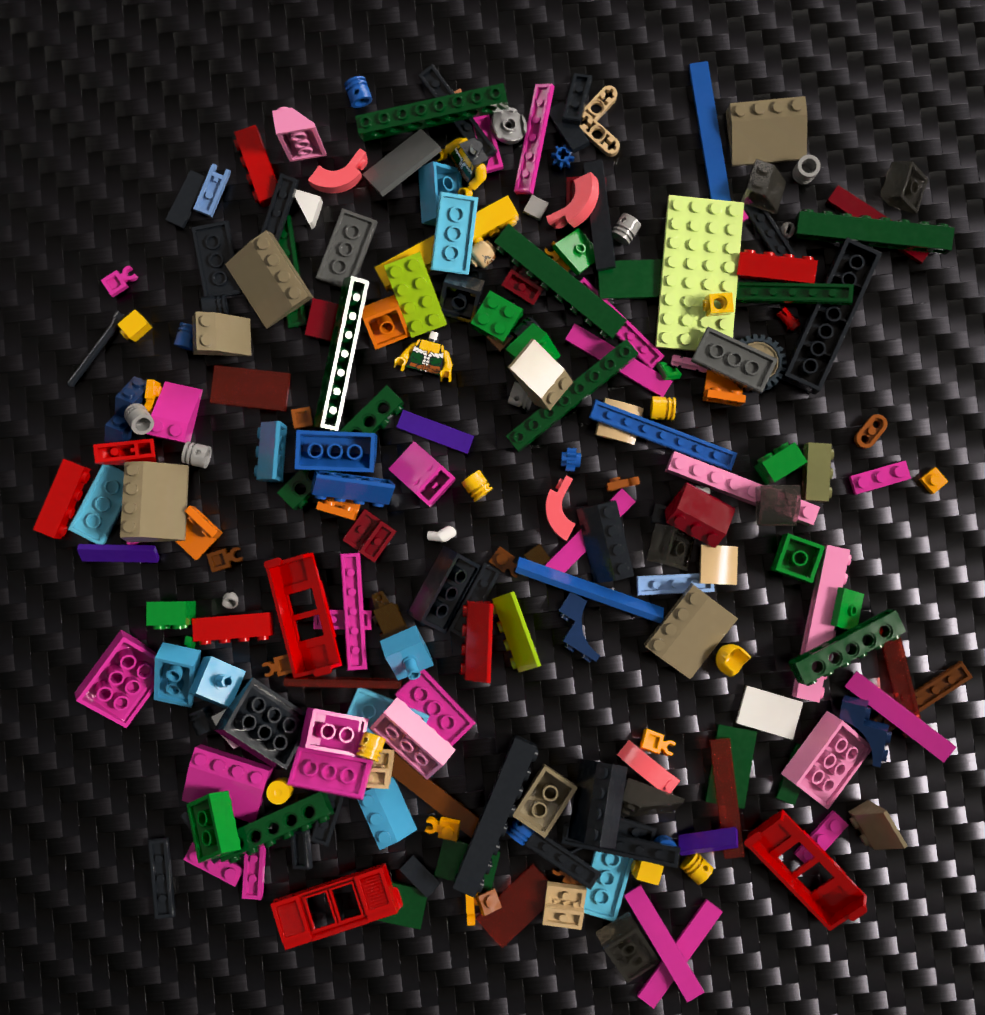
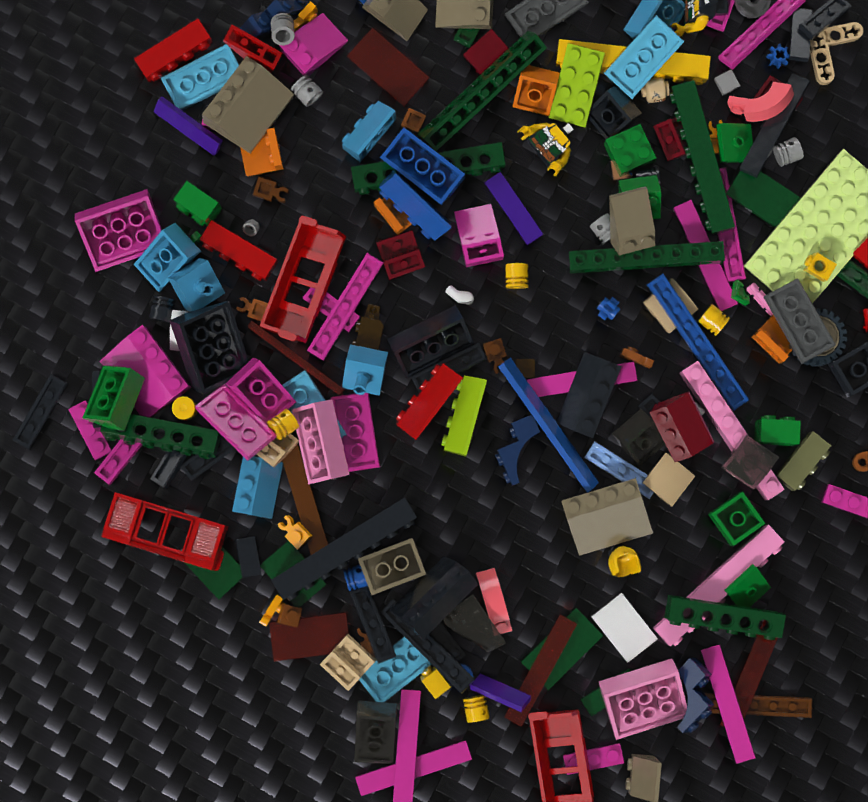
camera: 30 degrees right, 0 degrees up
(557, 520) = (562, 349): coral arch -> none
(653, 742) = (513, 584): light orange plate -> none

